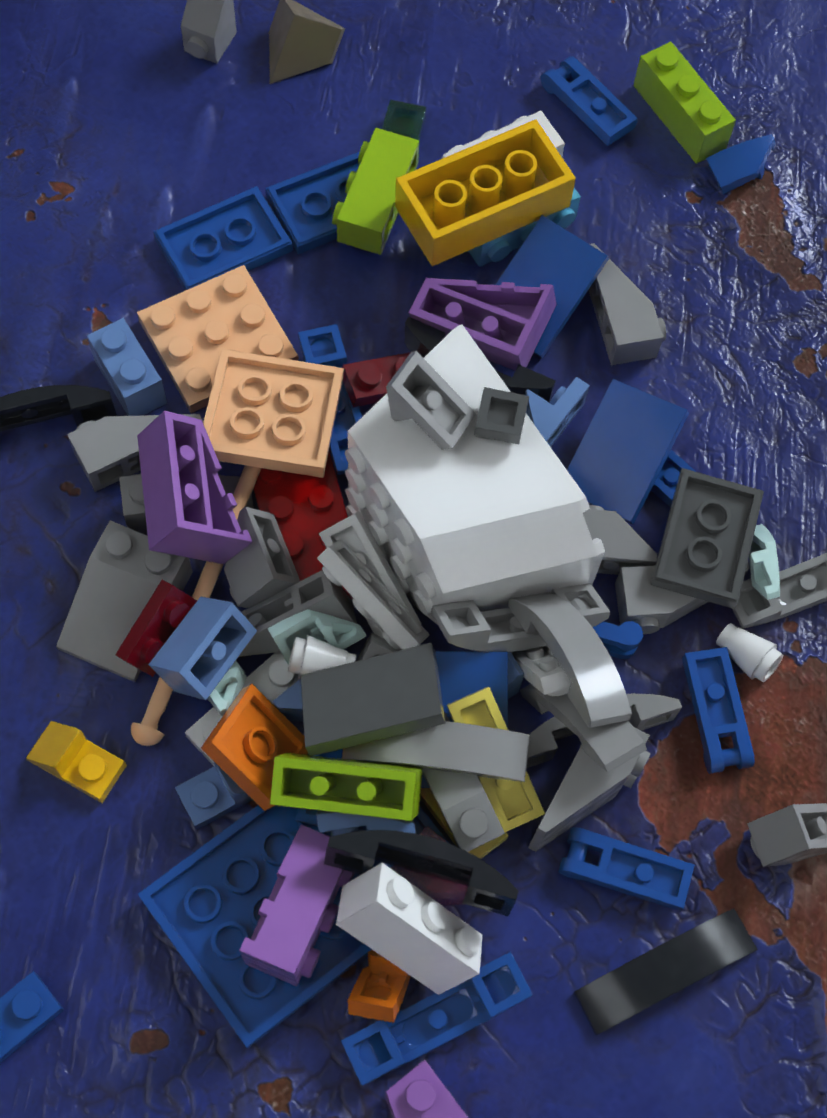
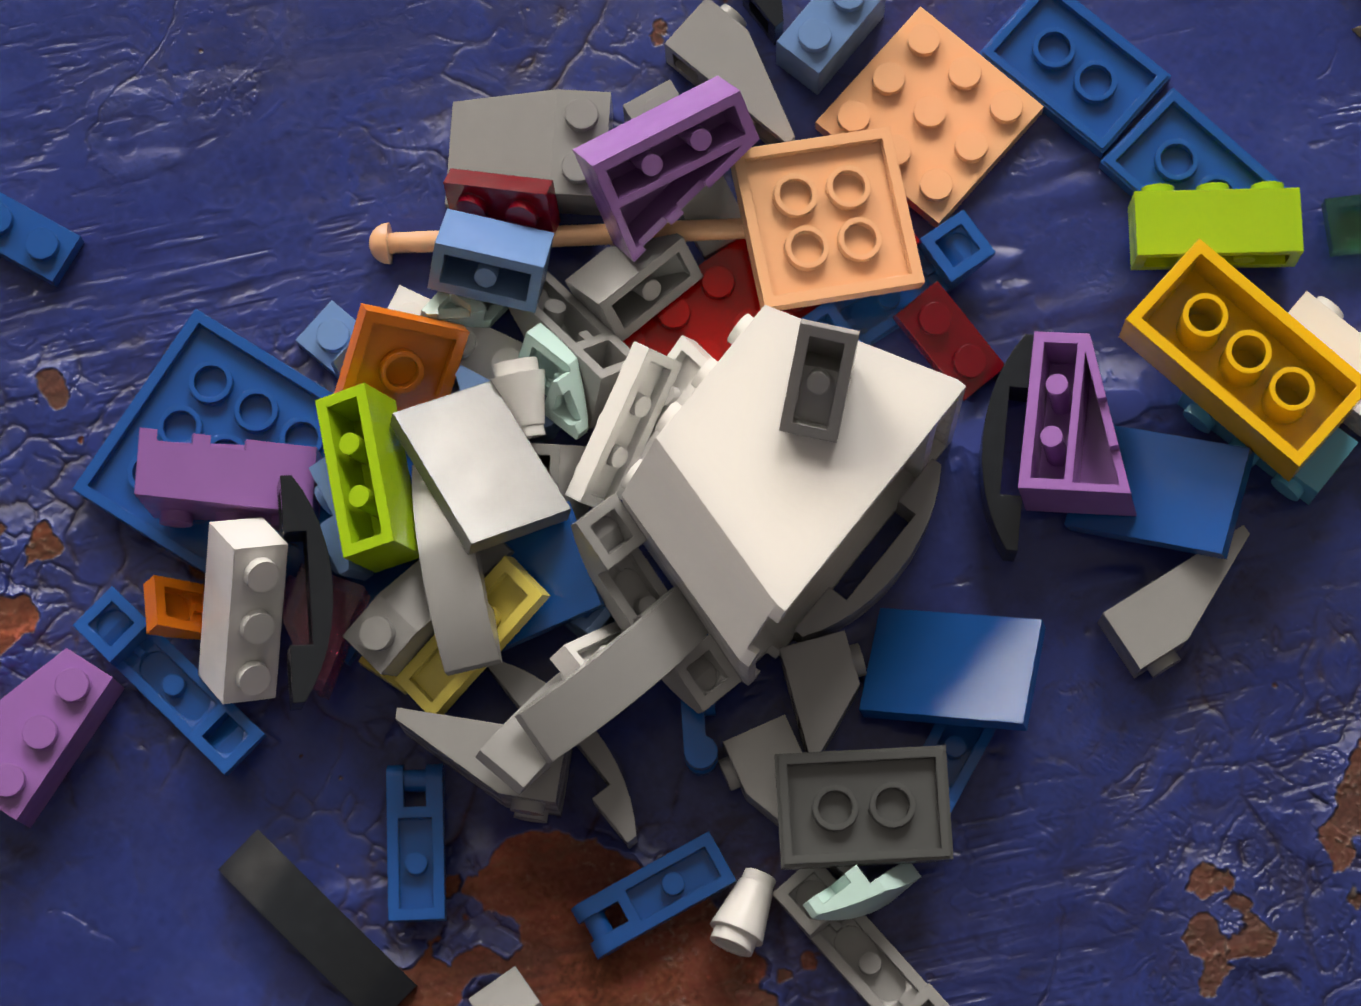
camera: 80 degrees right, 10 degrees up
(76, 760) = (326, 182): yellow slope -> none
(501, 415) = (844, 472): dark grey plate -> none
(555, 416) = (960, 566): medium blue slope -> none

